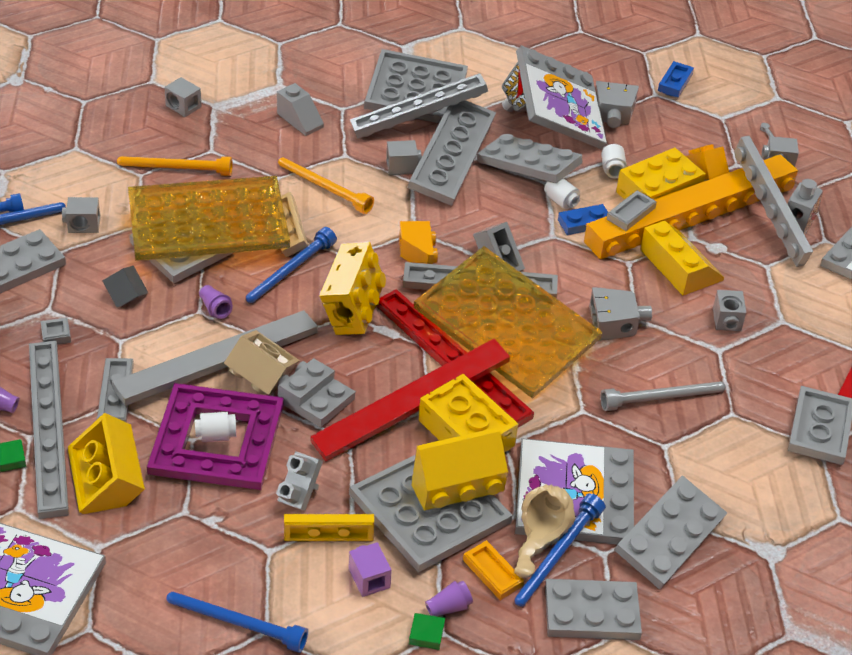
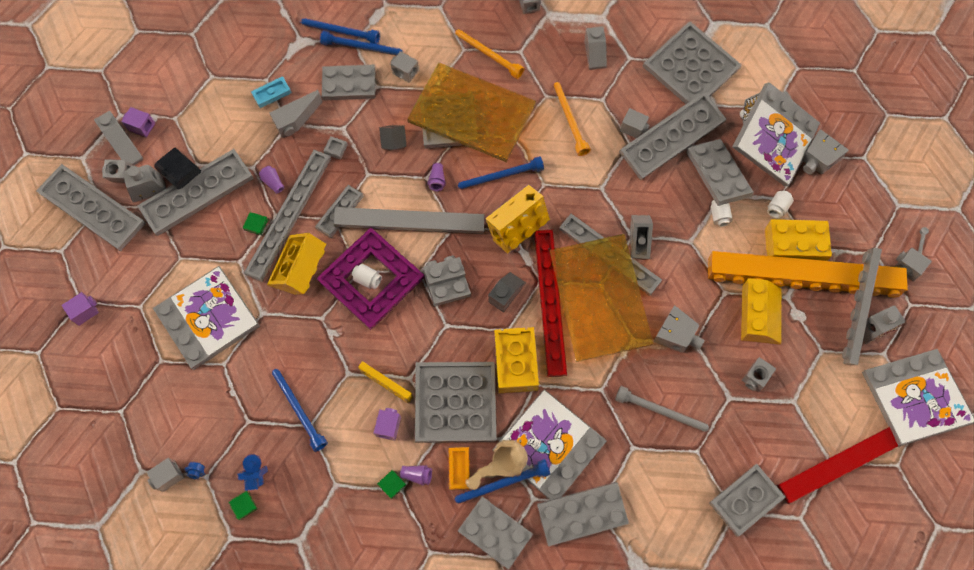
camera: 40 degrees right, 25 degrees up
(260, 362) = (428, 241): tan slope -> none
(294, 225) = (524, 141): tan plate -> none
(299, 480) = (391, 340): light grey hips -> none
(394, 371) = (505, 291): none -> dark grey slope
(405, 400) = (490, 320): red tile -> none
(417, 242) = (591, 200): light orange slope -> none
(419, 105) = (674, 88): light grey plate -> none
(459, 469) = (478, 397): yellow slope -> none
(576, 220) = (721, 240): blue plate -> none
(631, 210) = (751, 258): light grey tile -> none
(675, 79) = (888, 154): blue plate -> none
(709, 160) = (846, 243): light orange slope -> none

